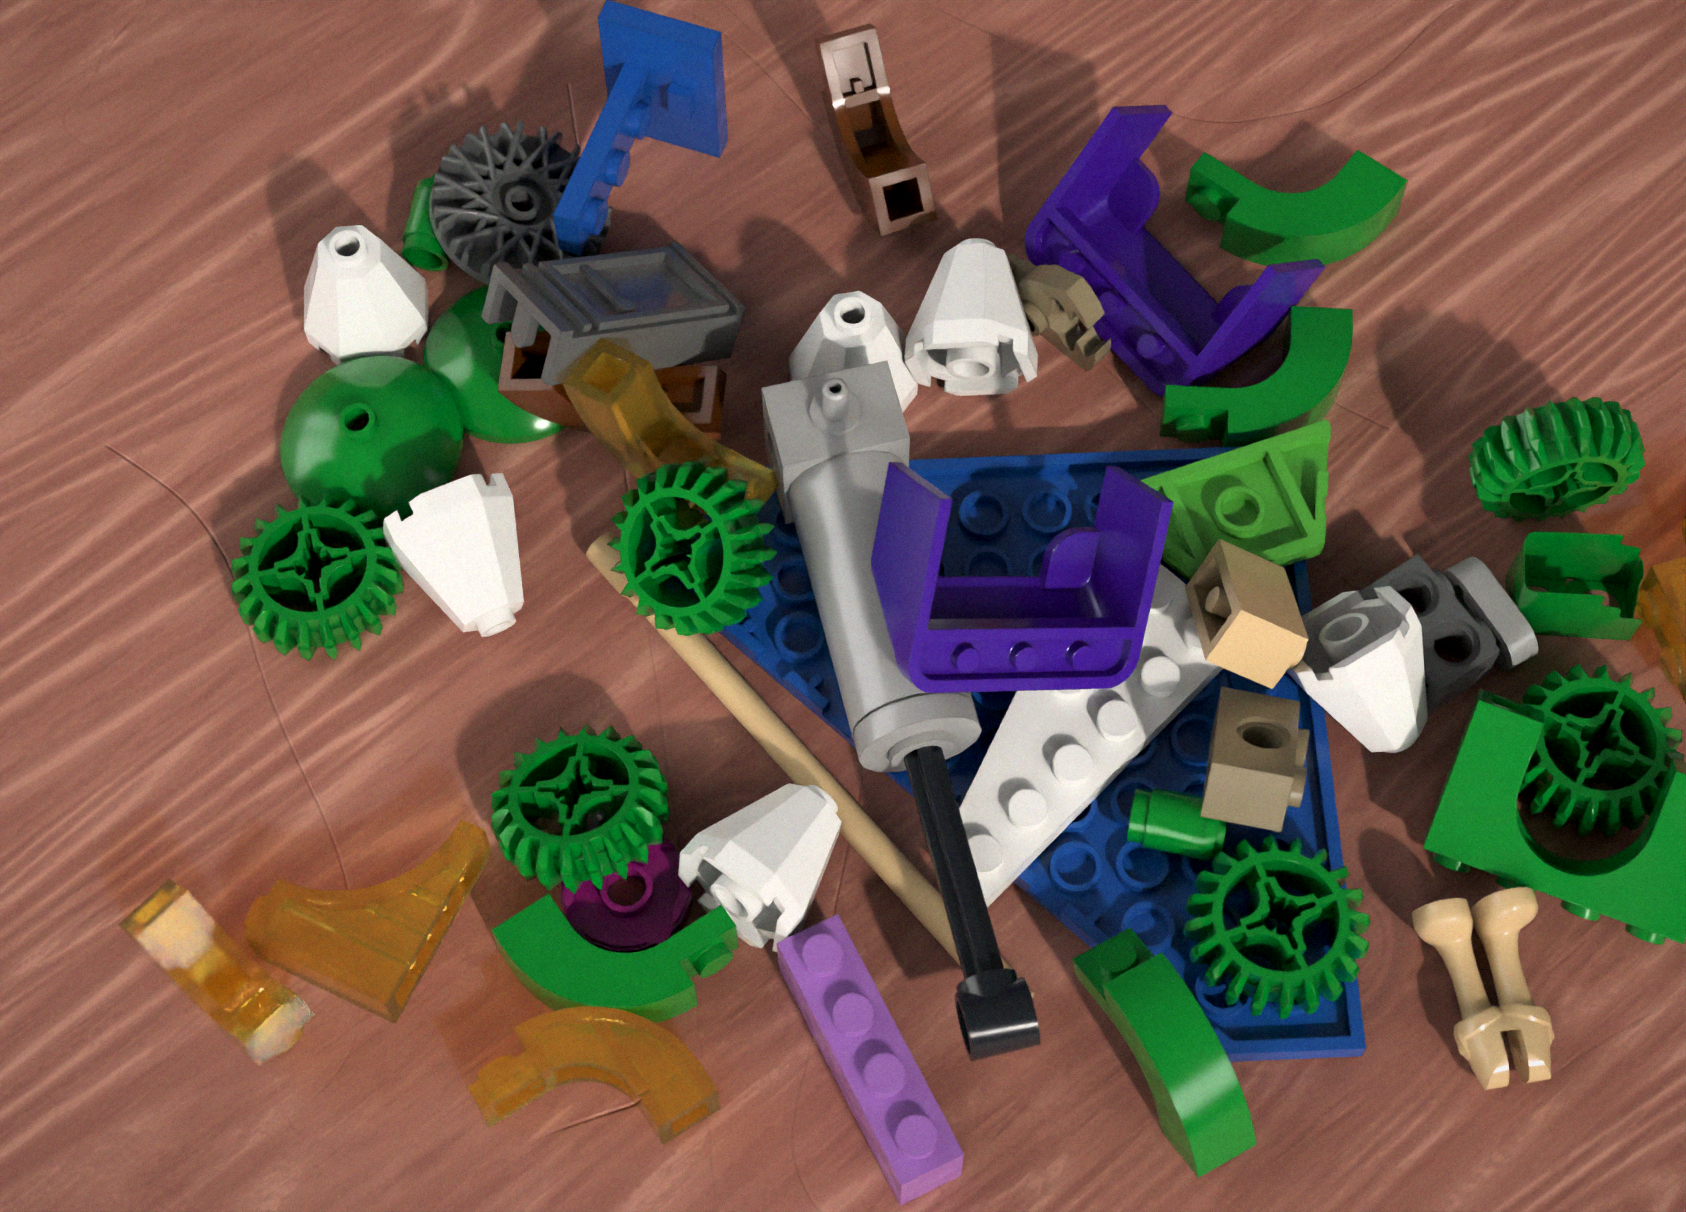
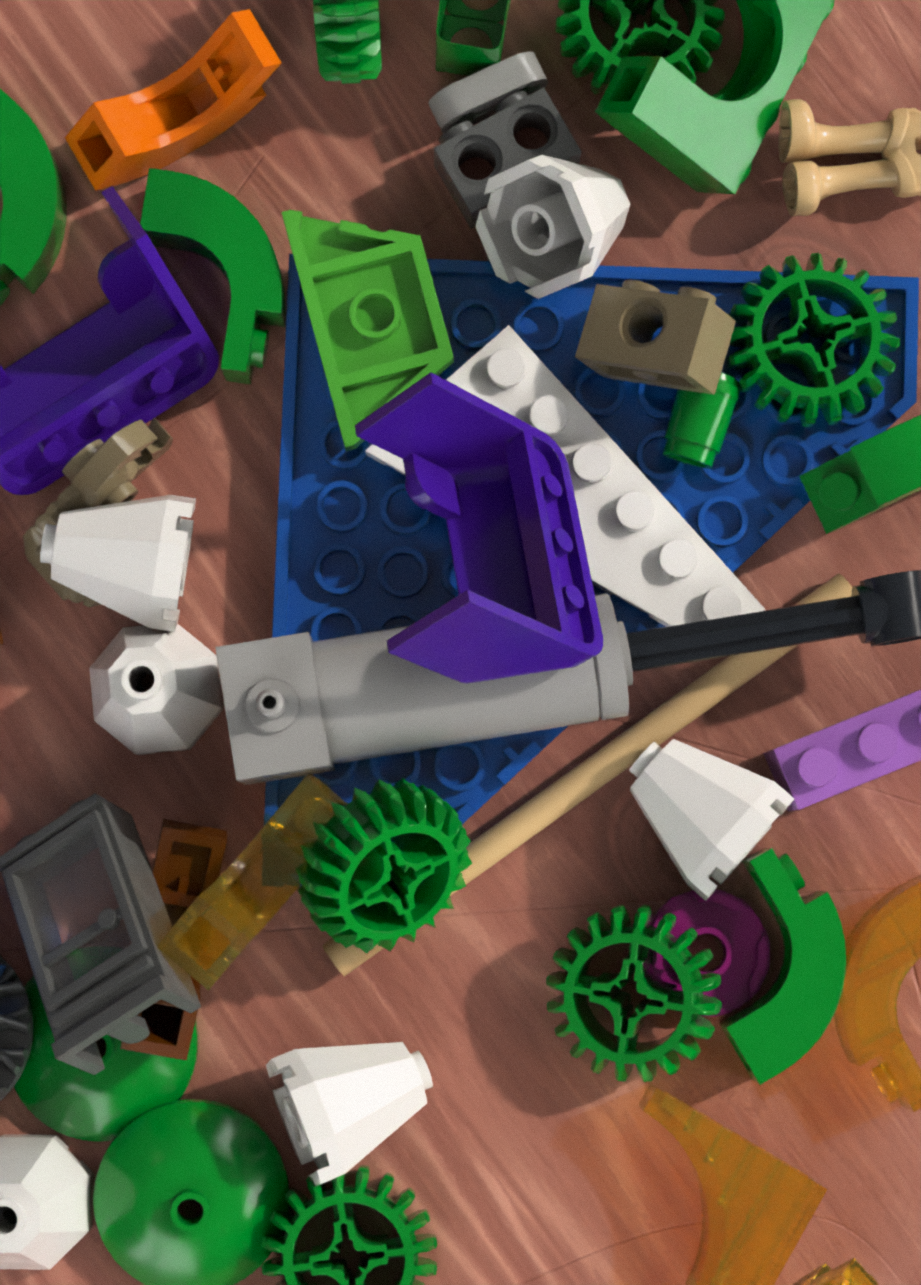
camera: 90 degrees left, 20 degrees up
(1246, 614) = (508, 322): tan brick -> none
(1410, 334) = (180, 113): none -> orange arch

